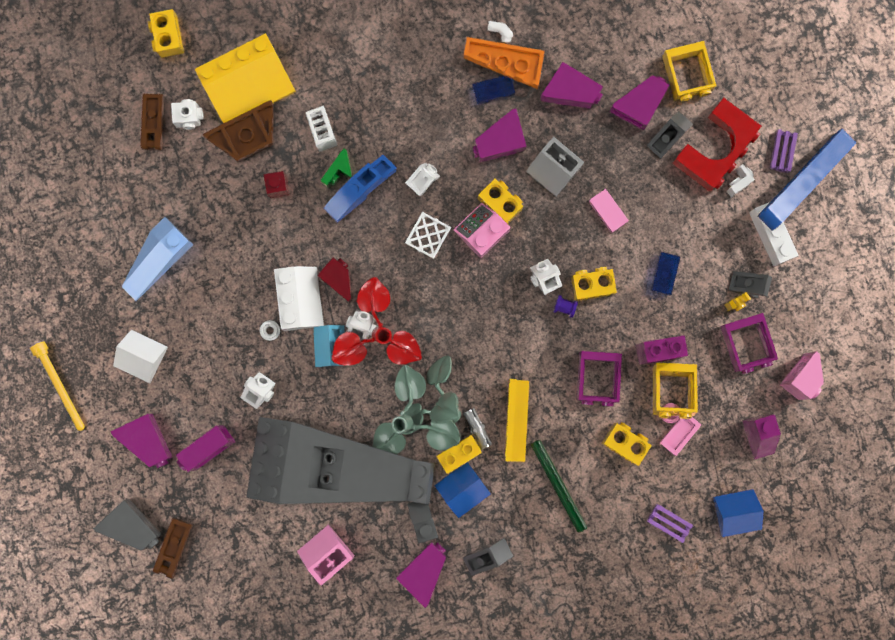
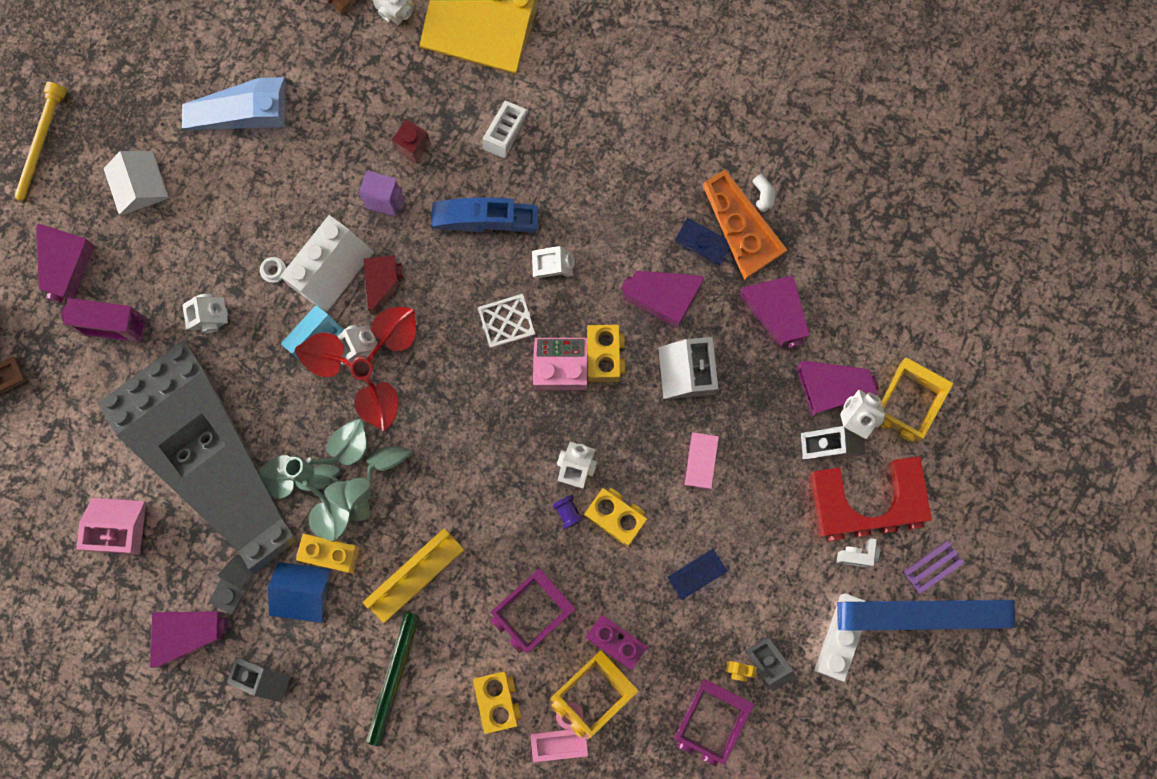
camera: 50 degrees right, 5 degrees down
(245, 133) = (430, 68): reddish brown wing -> none
(291, 229) = (381, 193): none -> medium lavender brick
(340, 165) = (489, 178): green slope -> none
(477, 429) = (370, 547): light grey pin -> none
(673, 102) = (862, 413): none -> white brick

